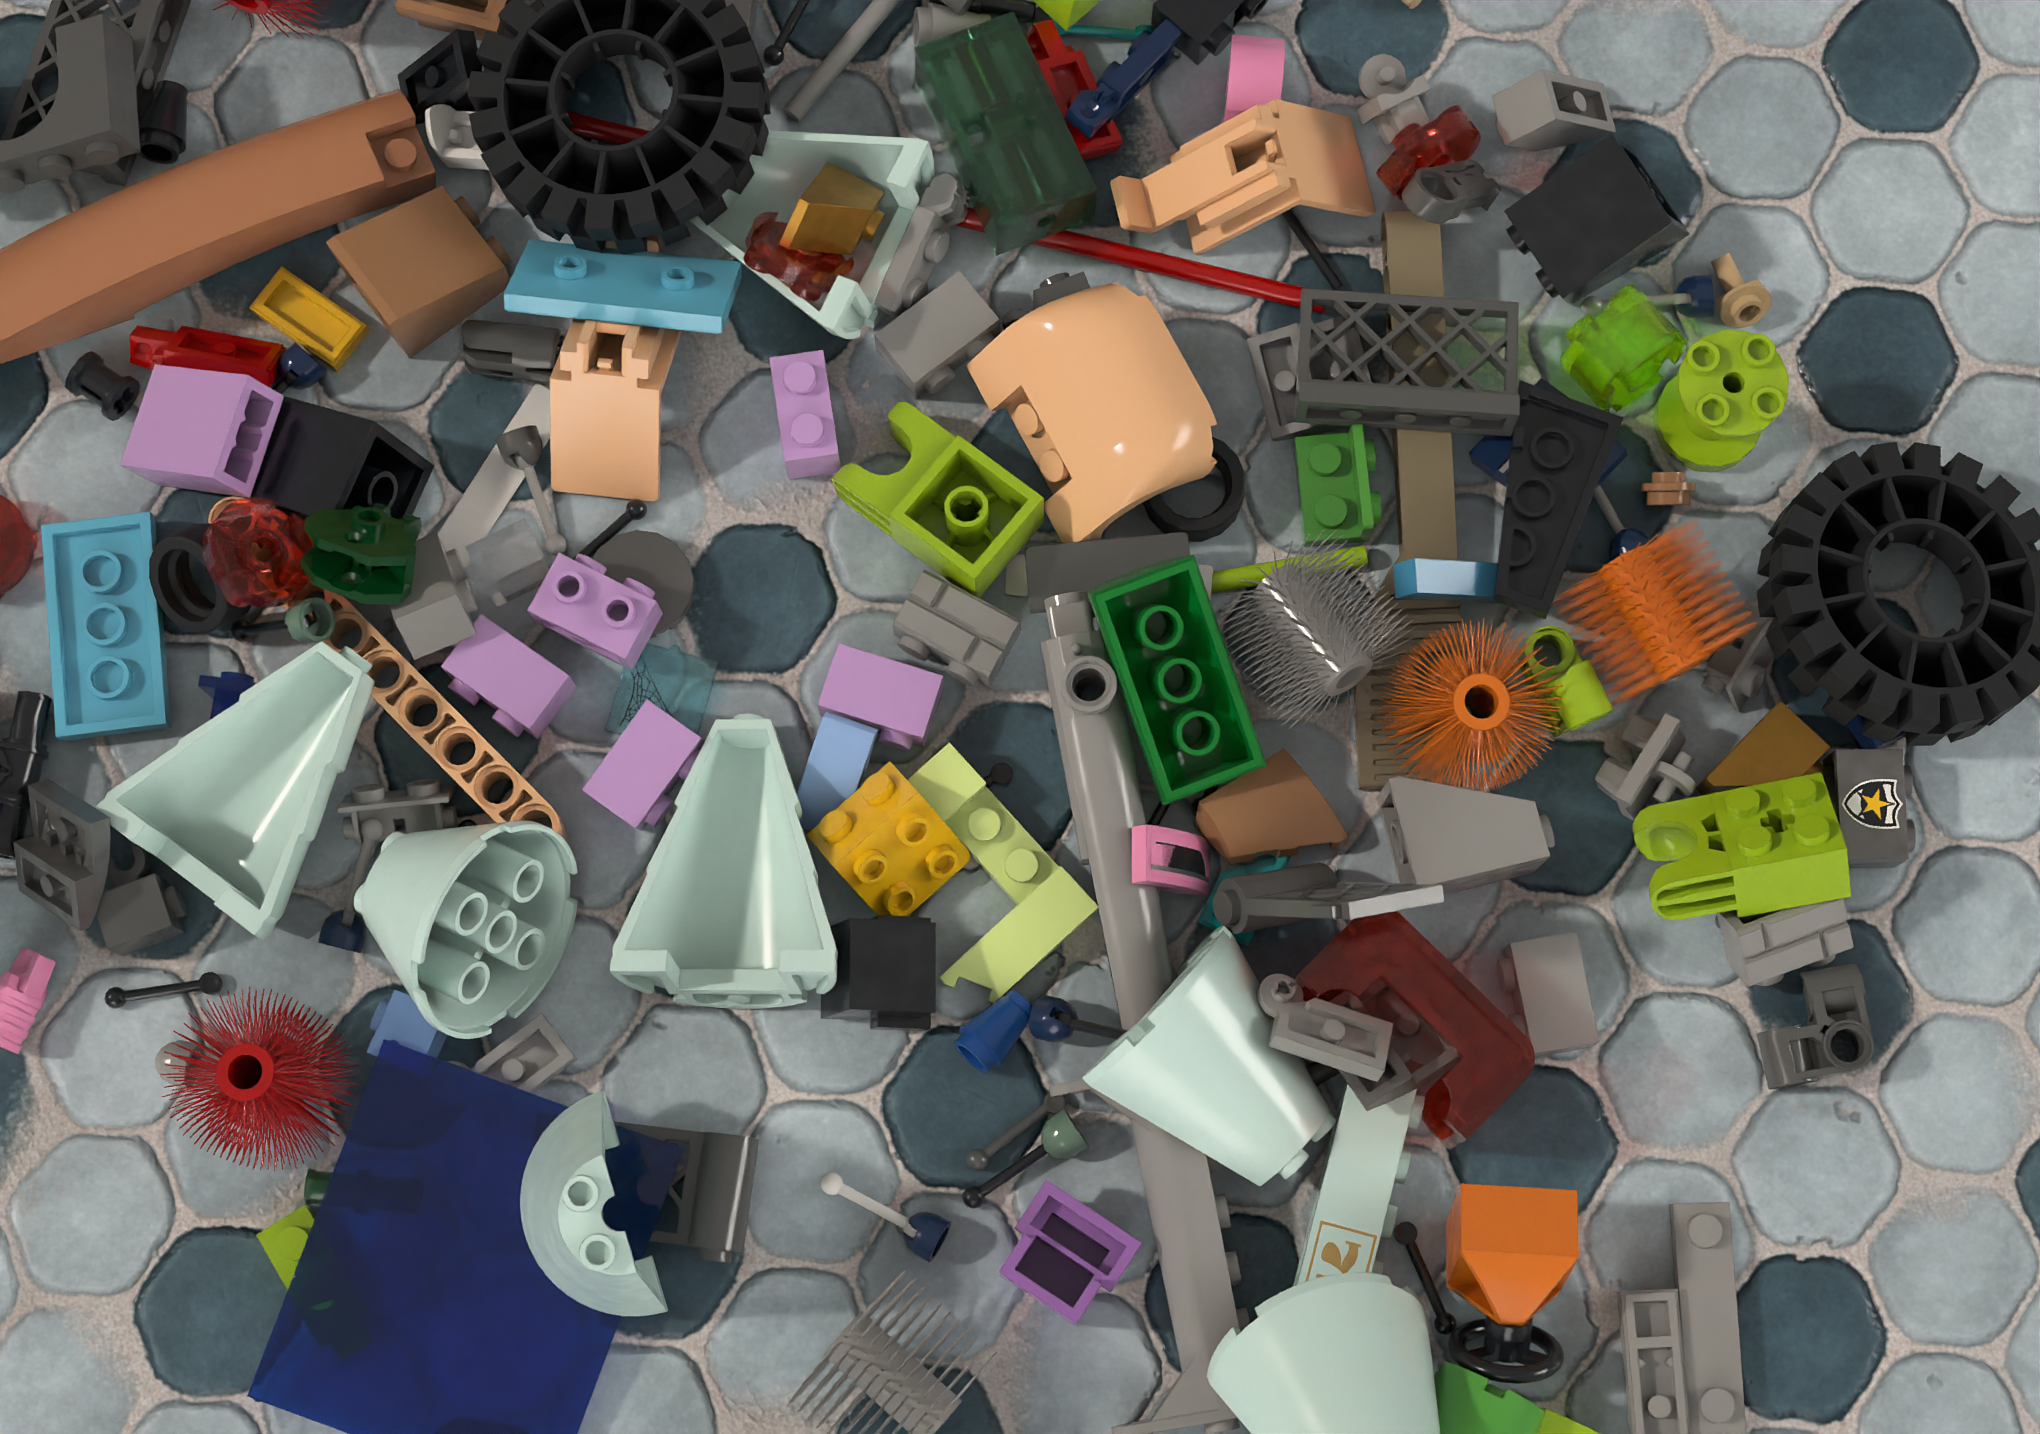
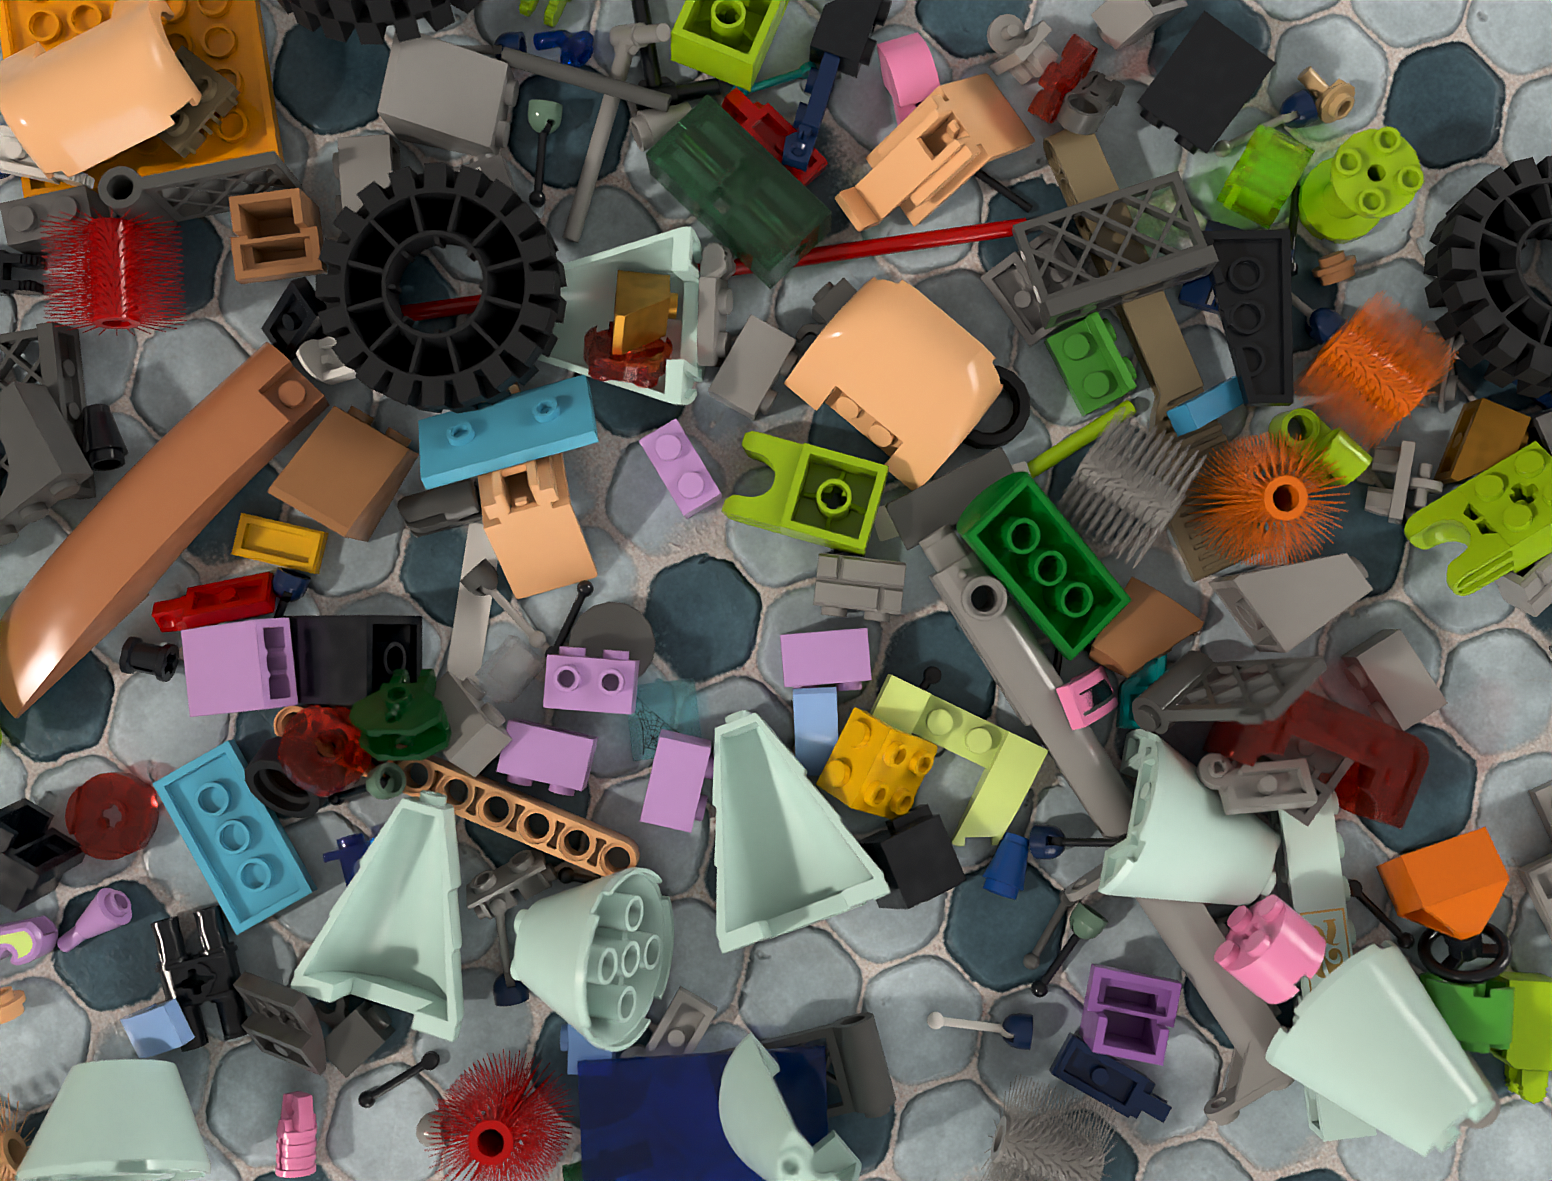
camera: 25 degrees left, 10 degrees up
(1022, 1350) = (1108, 1080): none -> dark blue hinge
(1260, 1231) = (1270, 949): none -> bright pink brick
(1620, 472) = (1293, 223): none -> black piece

